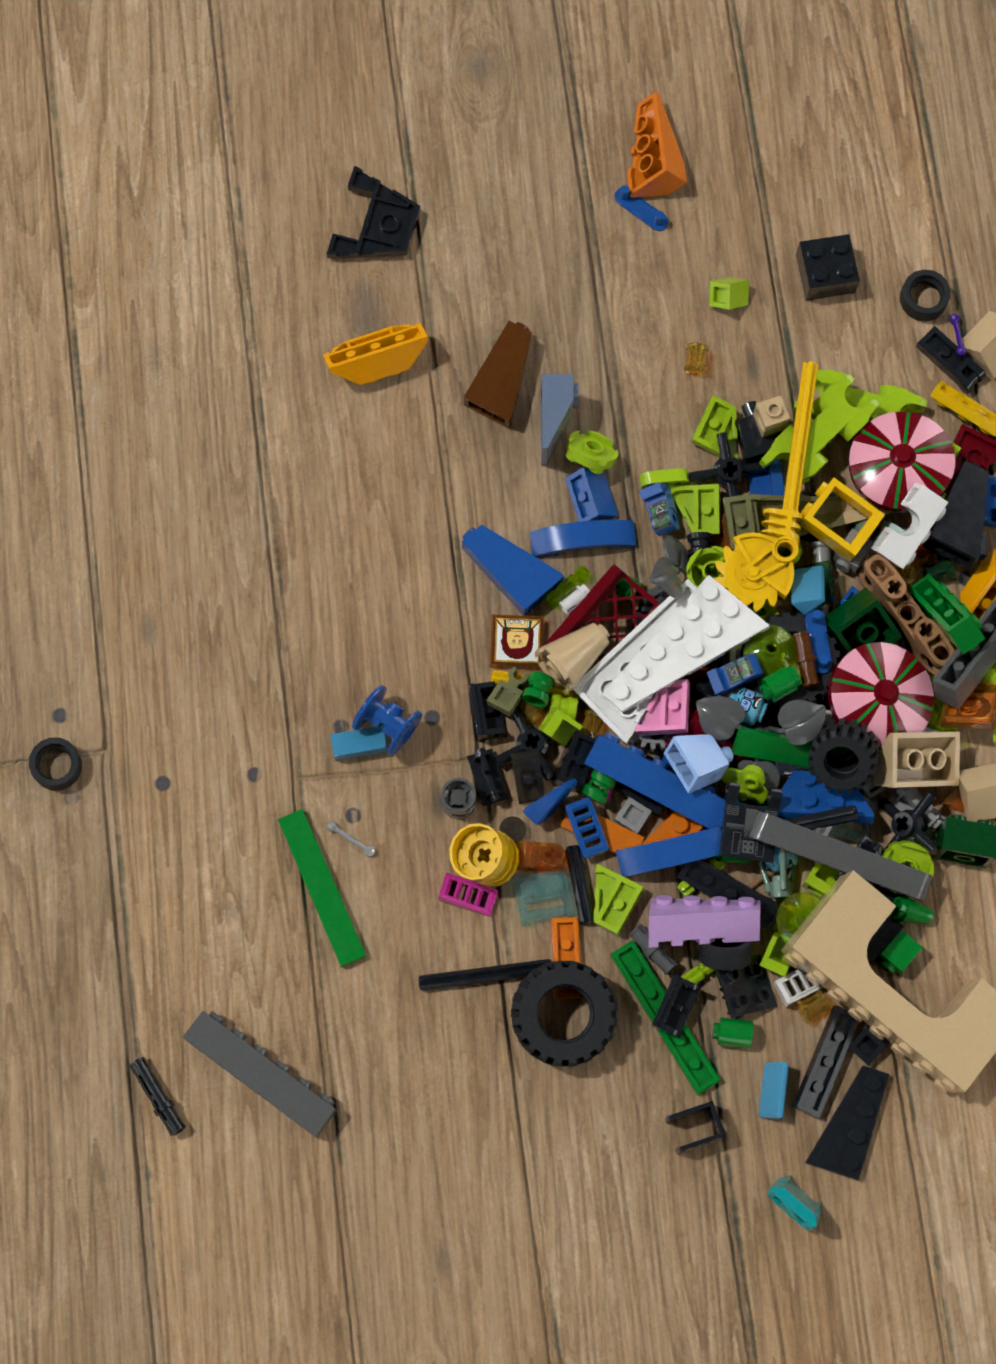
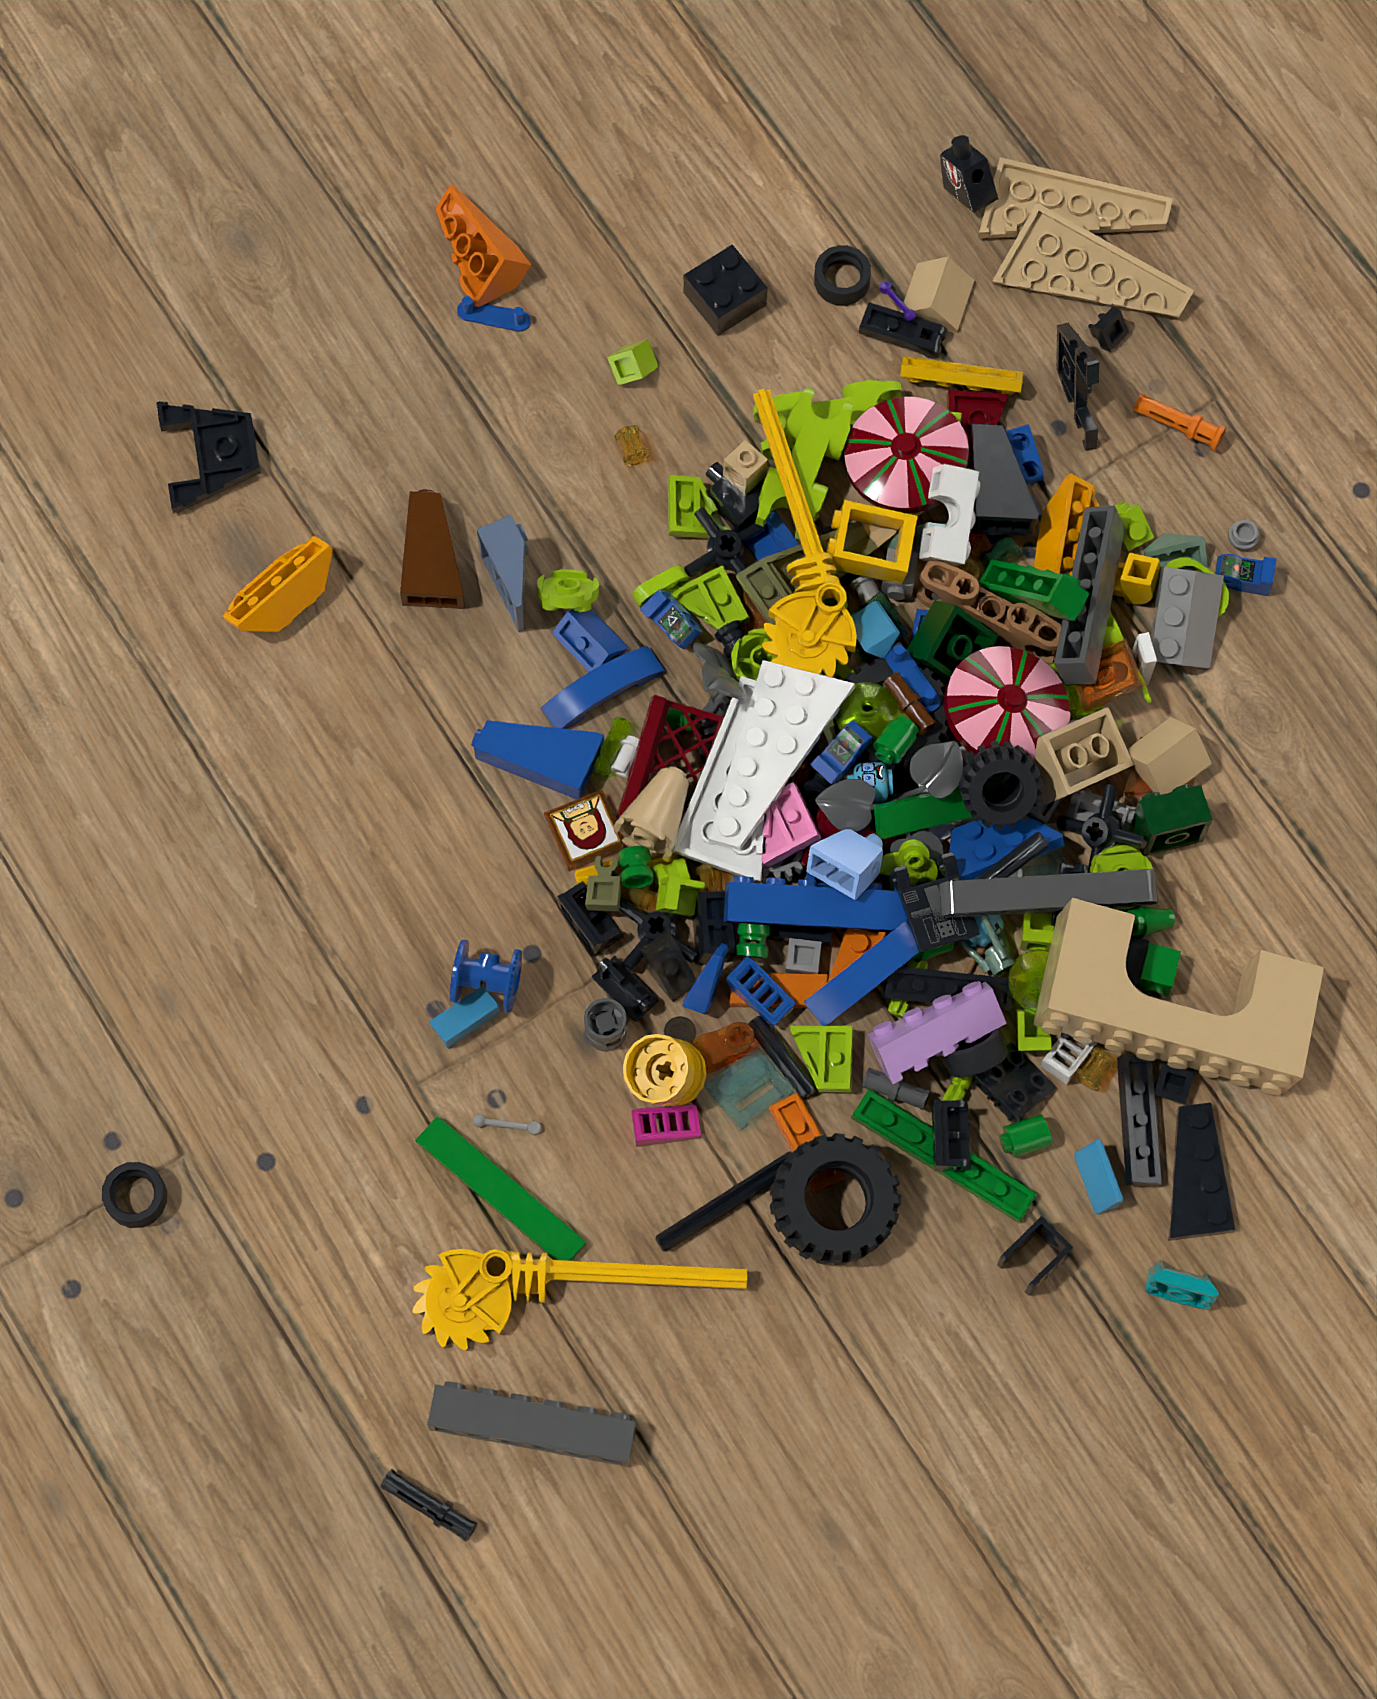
camera: 25 degrees left, 5 degrees down
(258, 958) = (467, 1300): none -> yellow piece

